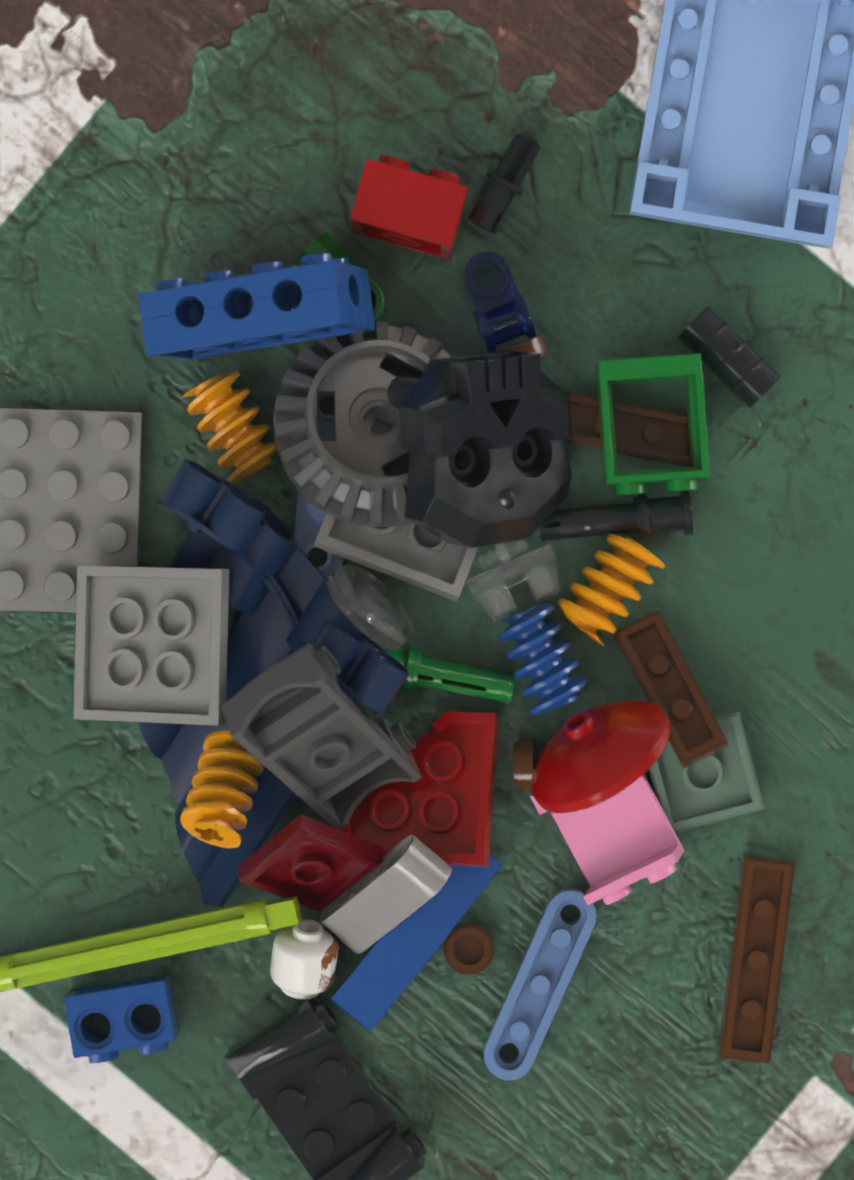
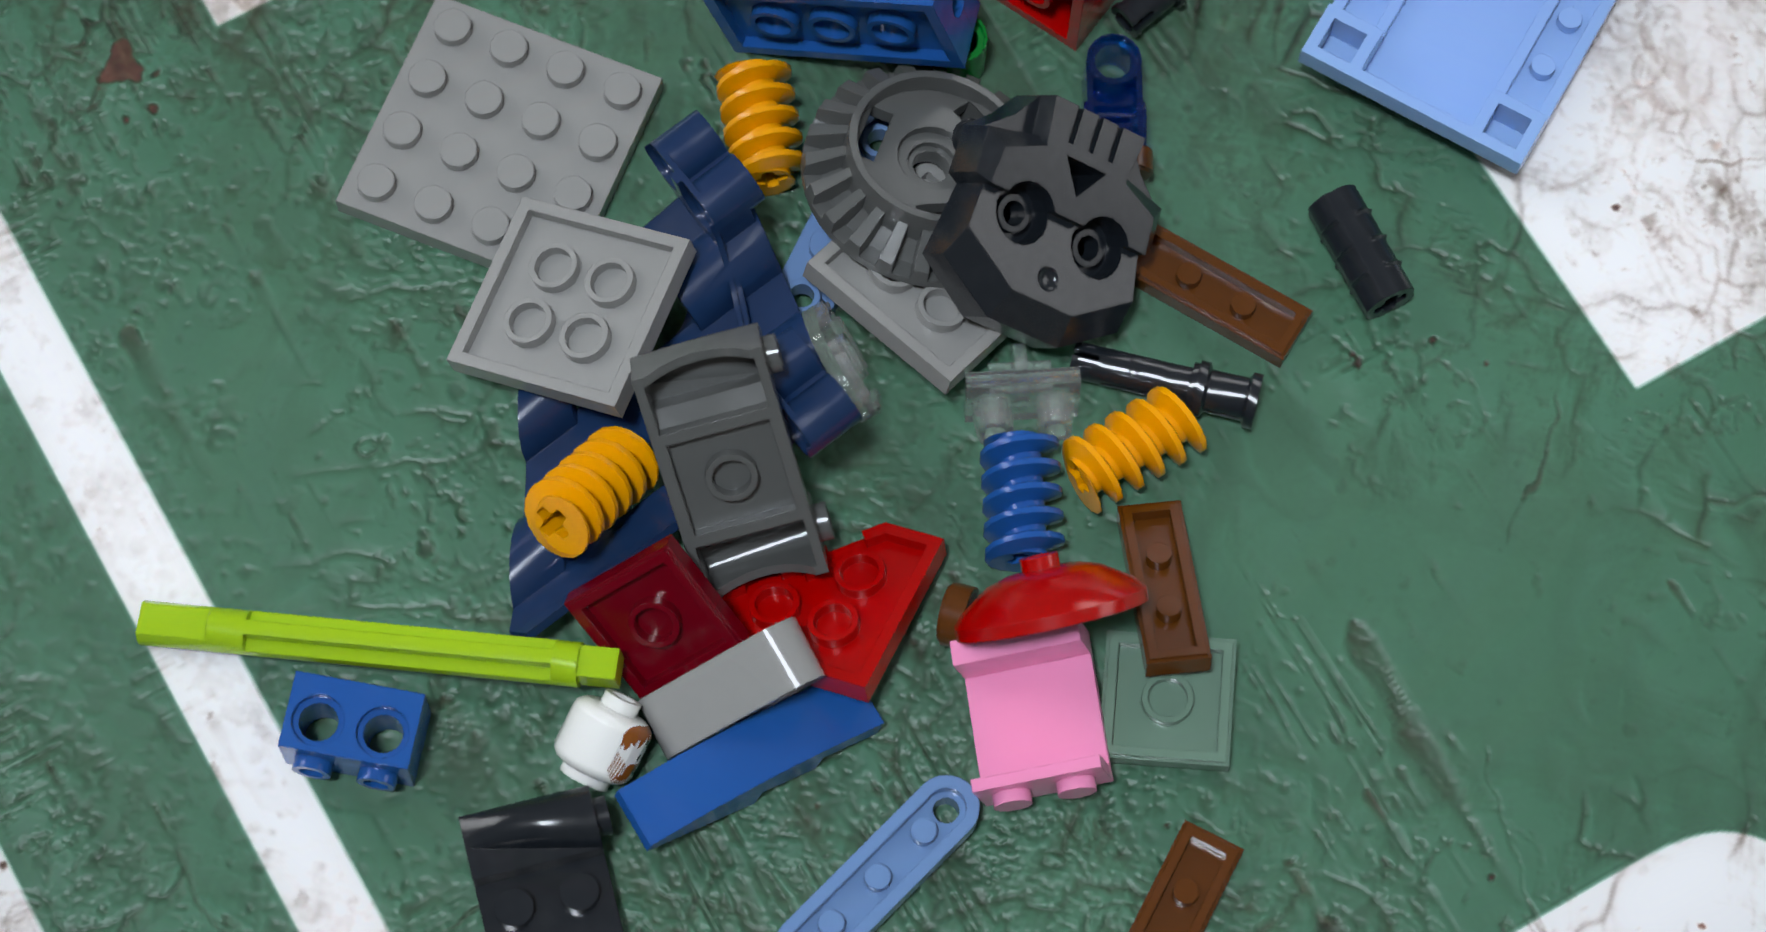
camera: 15 degrees right, 20 degrees down
(454, 676) = (863, 452): green pin -> none
(469, 948) = (806, 810): reddish brown tile -> none
(648, 370) = (1259, 224): green window -> none

